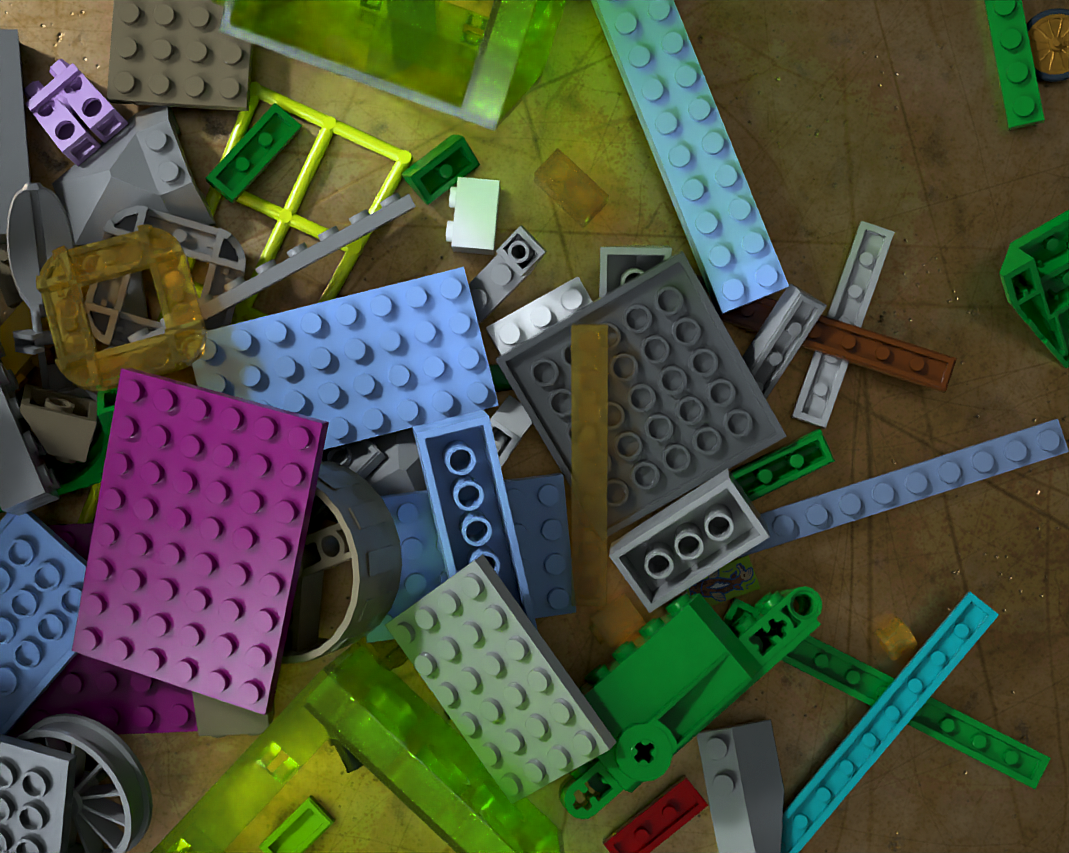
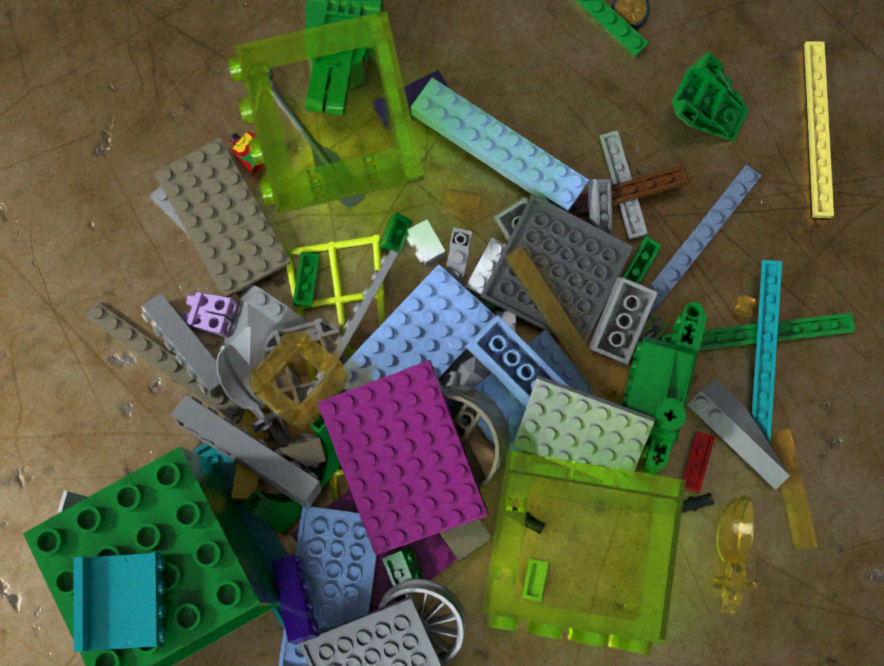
camera: 25 degrees left, 10 degrees down
(106, 695) = (402, 566): none -> green bracket

